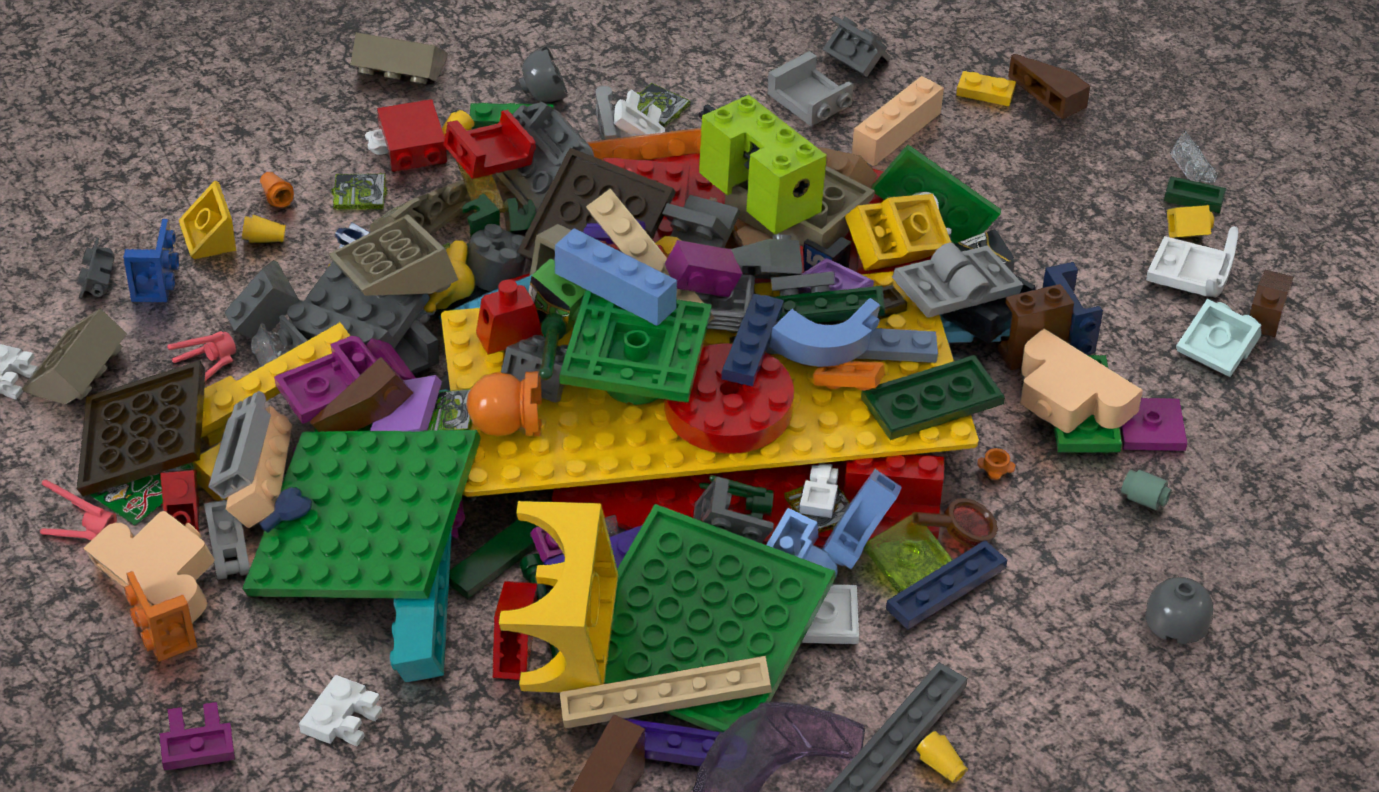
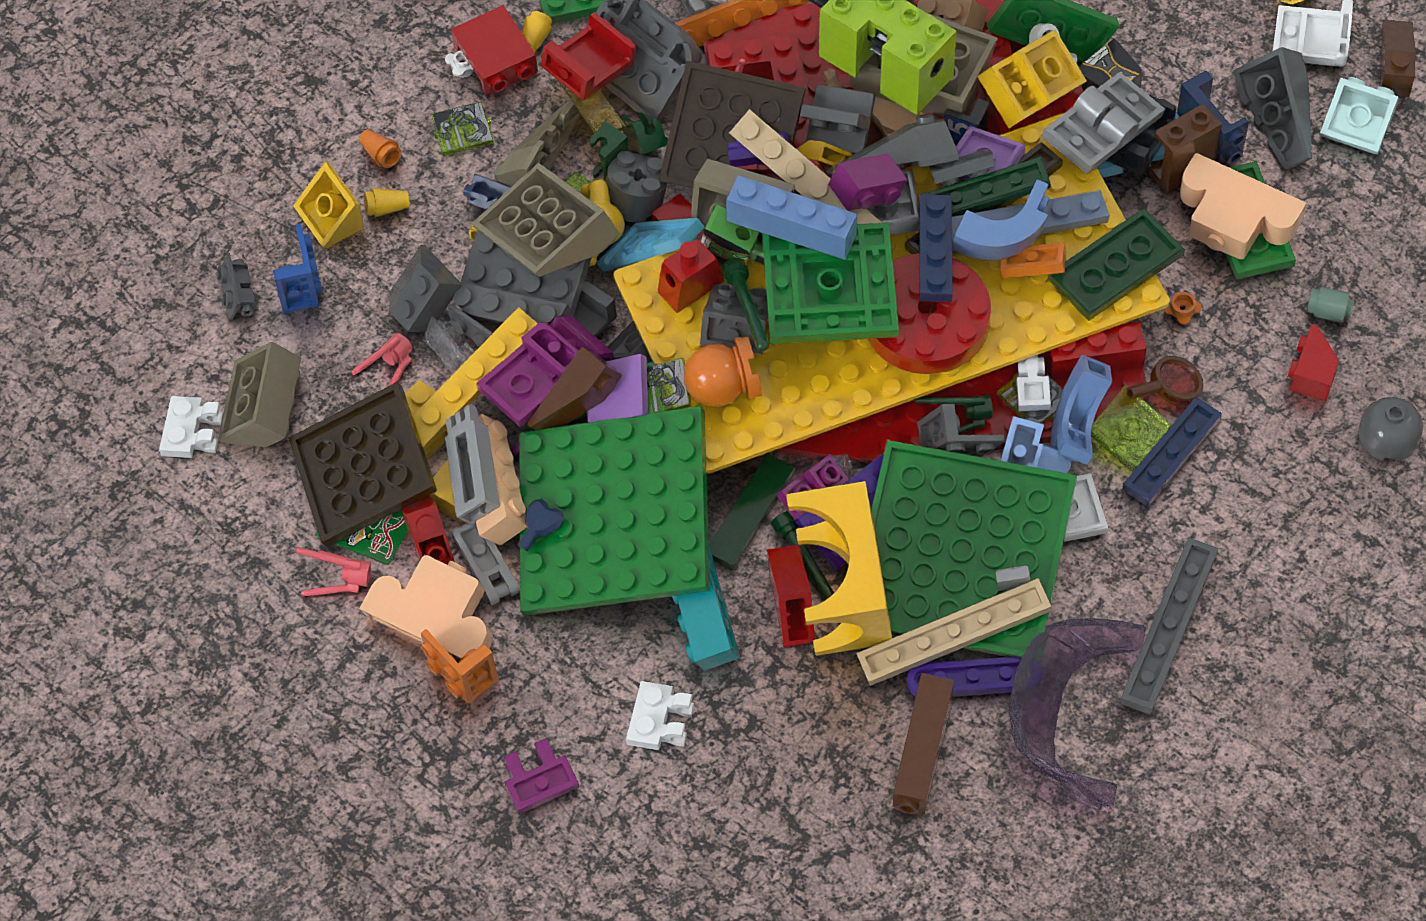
camera: 10 degrees left, 15 degrees up
(738, 649) = (1012, 577): none -> light grey tile
(940, 755) = (1216, 633): yellow cone -> none
(1115, 539) = (1316, 366): none -> red slope
(1143, 311) = (1278, 97): none -> dark grey wedge
(1155, 426) = (1322, 229): magenta plate -> none

